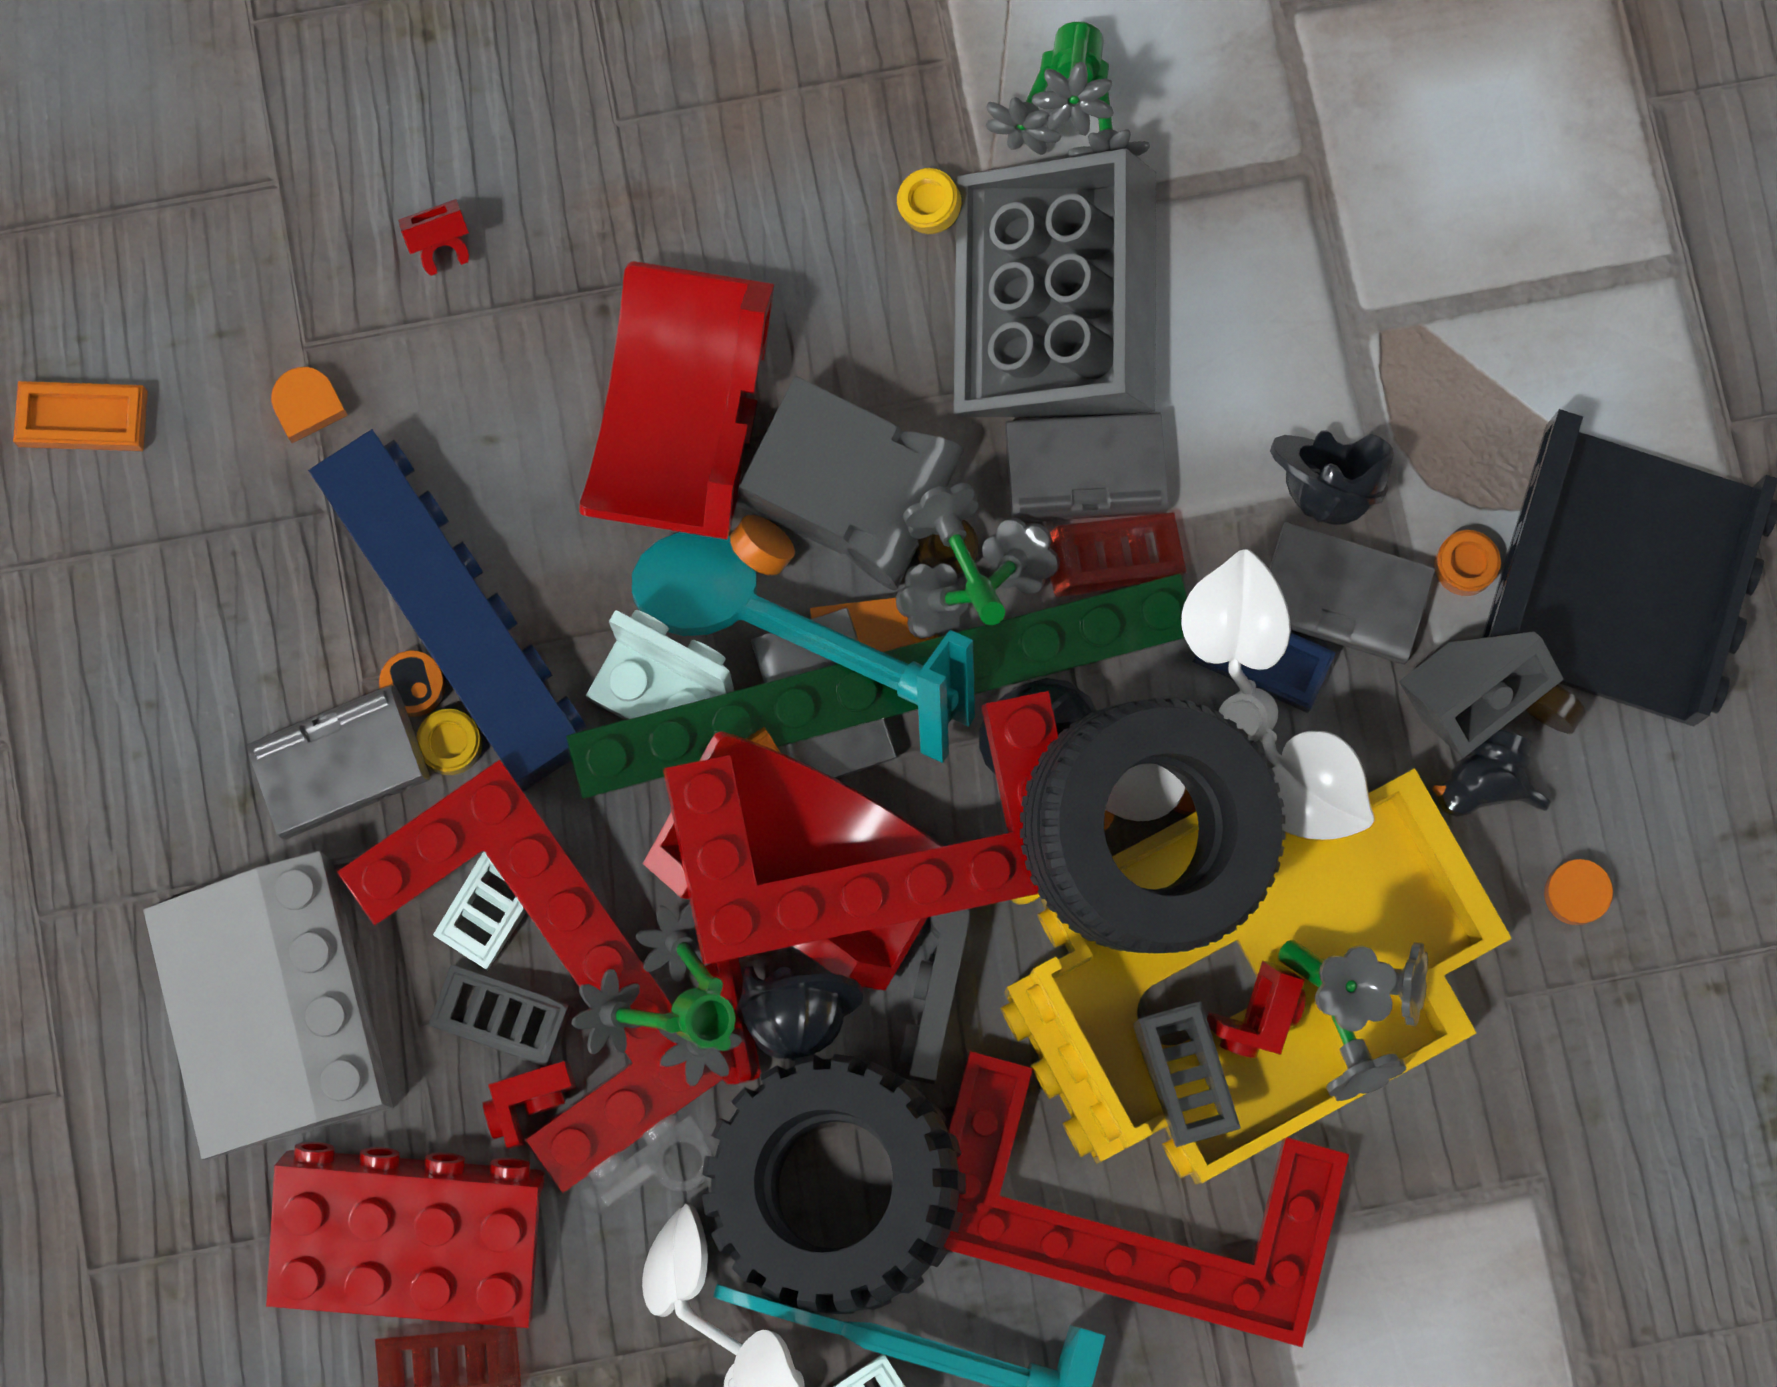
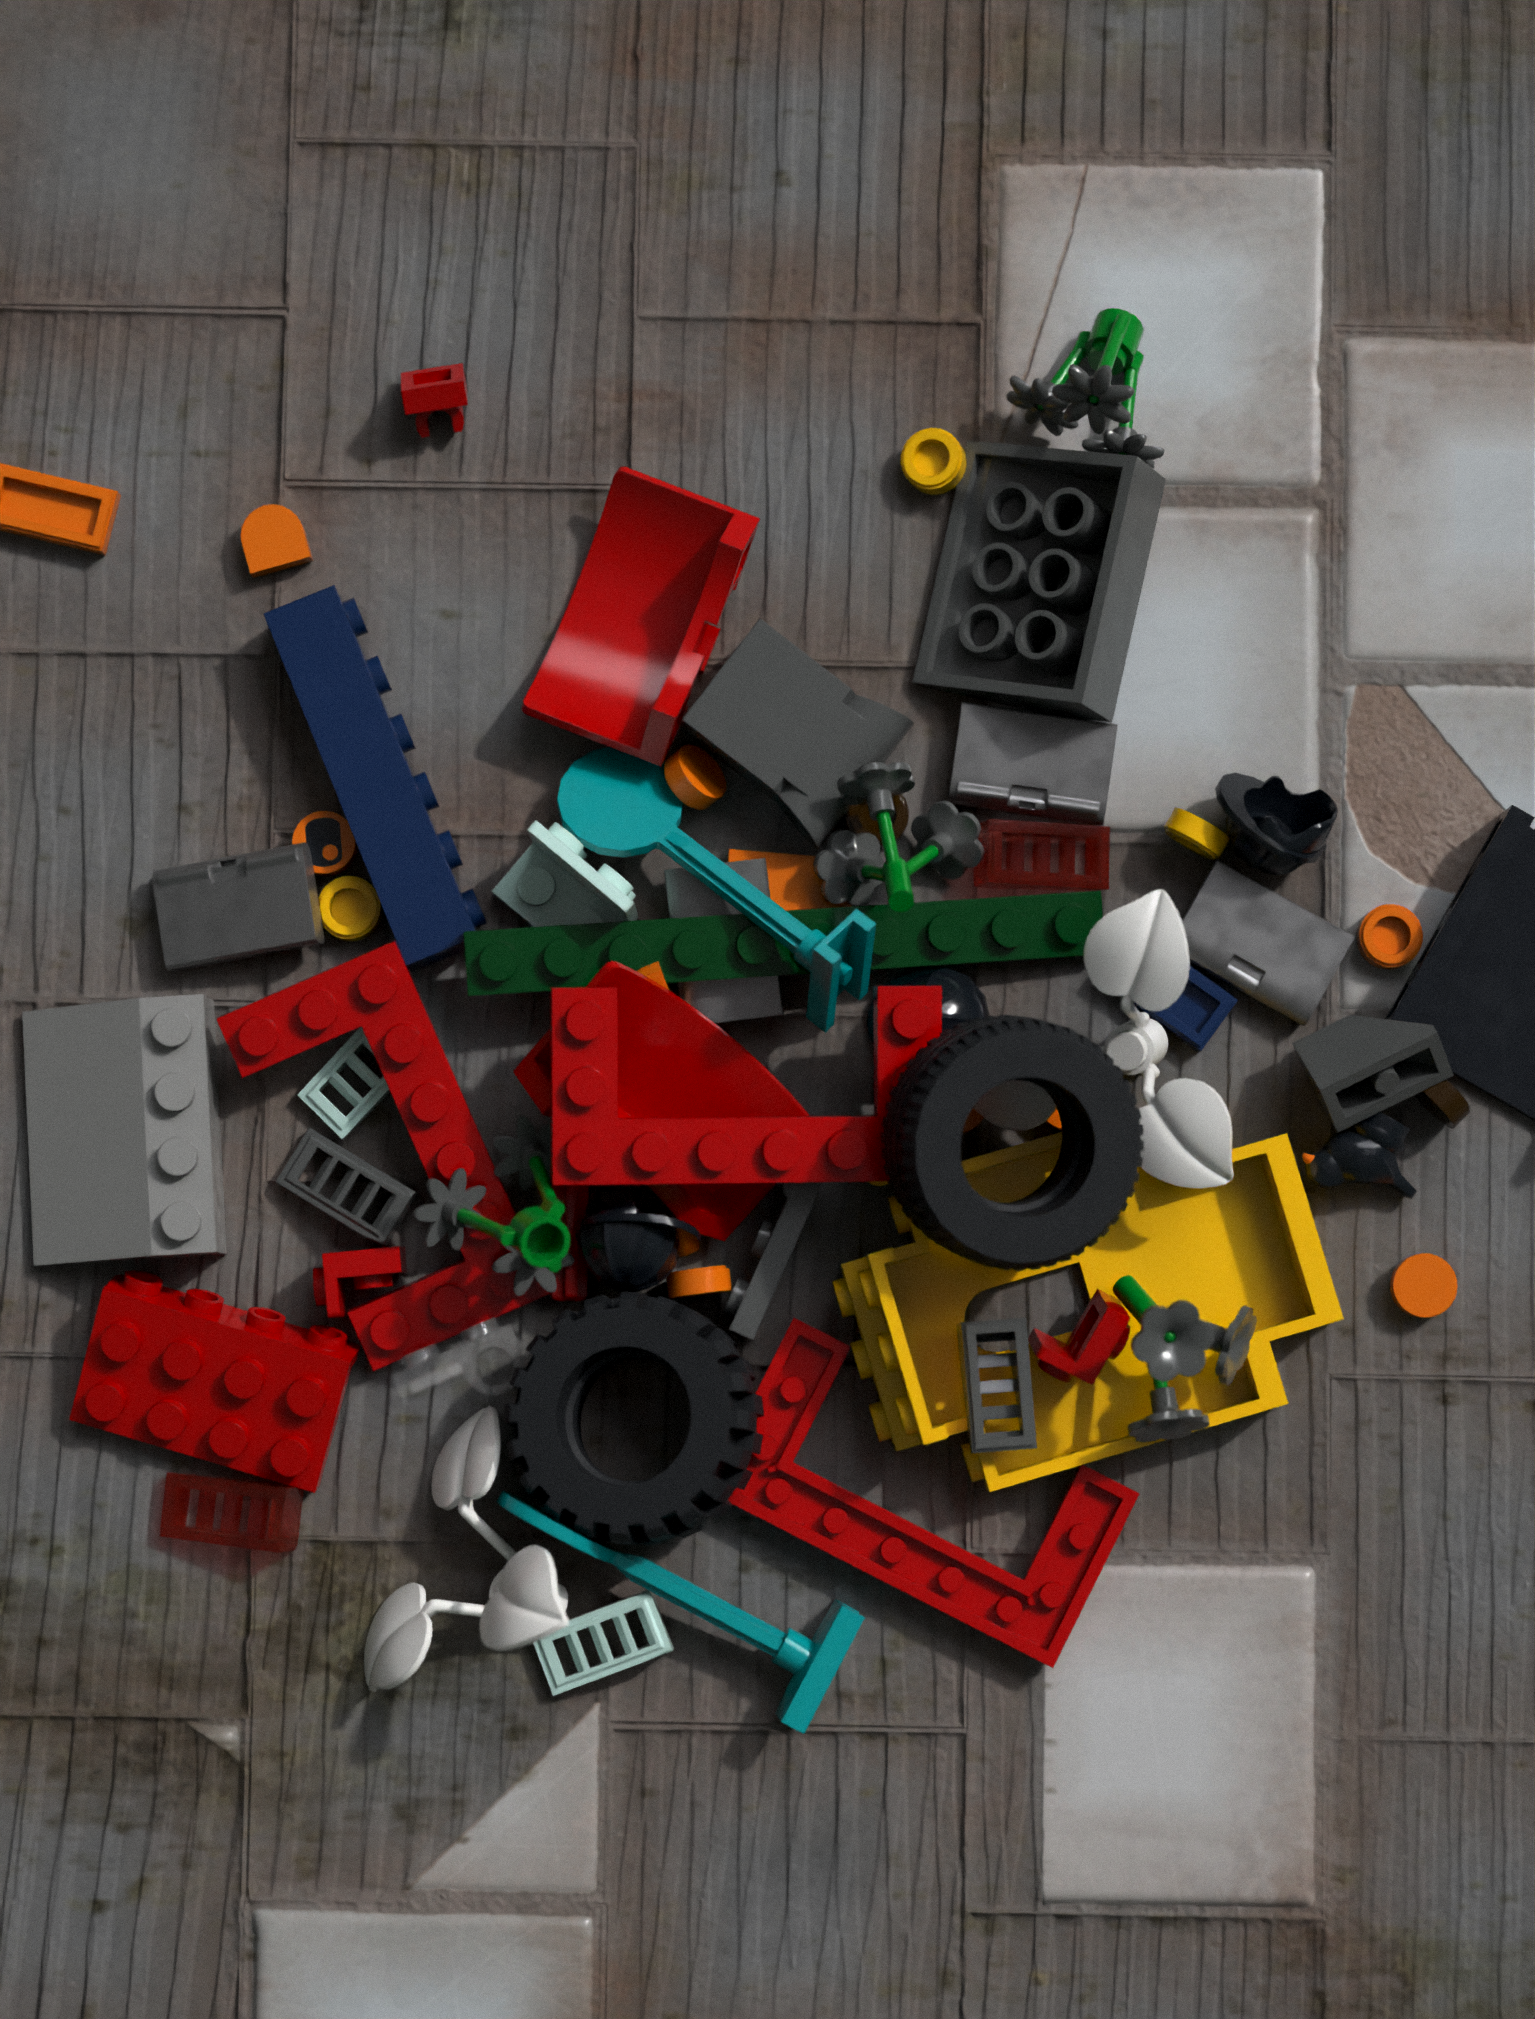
camera: 15 degrees right, 5 degrees up
(869, 1035) = (699, 1282): none -> orange tile
(1260, 501) = (1196, 834): none -> yellow tile

